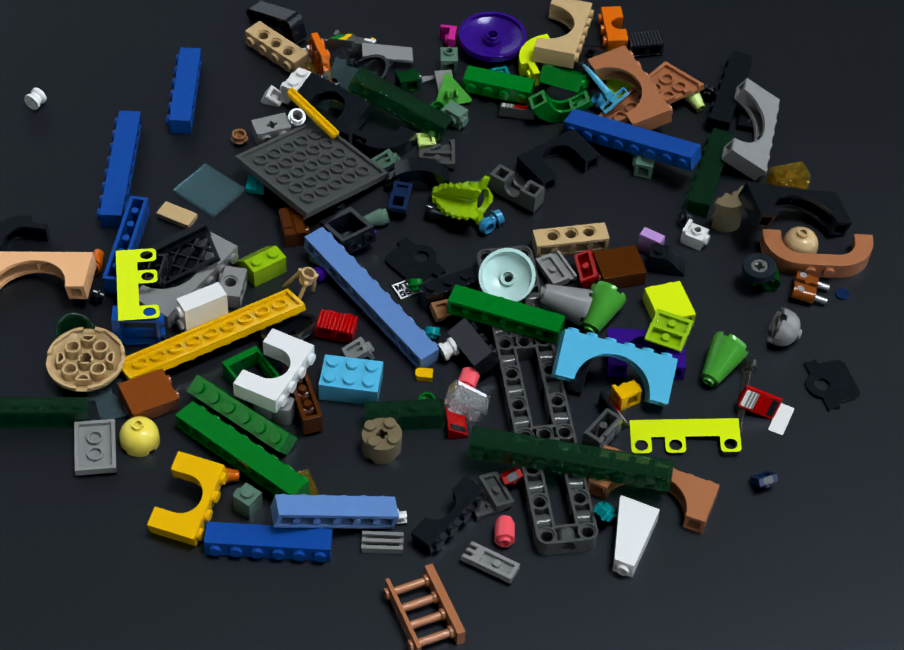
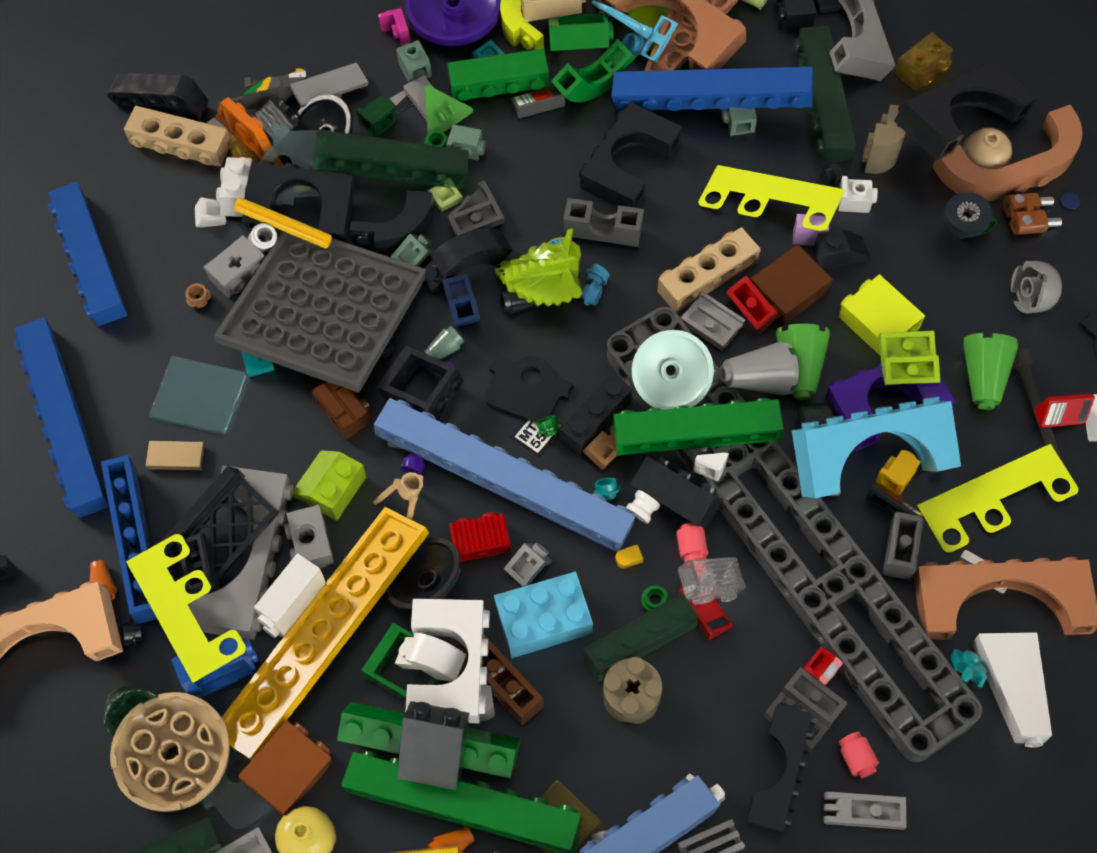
camera: 20 degrees left, 15 degrees up
(240, 406) = (433, 745): none -> black brick
(266, 364) = (431, 656): none -> white brick
(502, 337) = (711, 465): none -> white slope
(570, 458) = (894, 613): clear green brick -> none
(633, 206) = (766, 187): none -> neon yellow piece

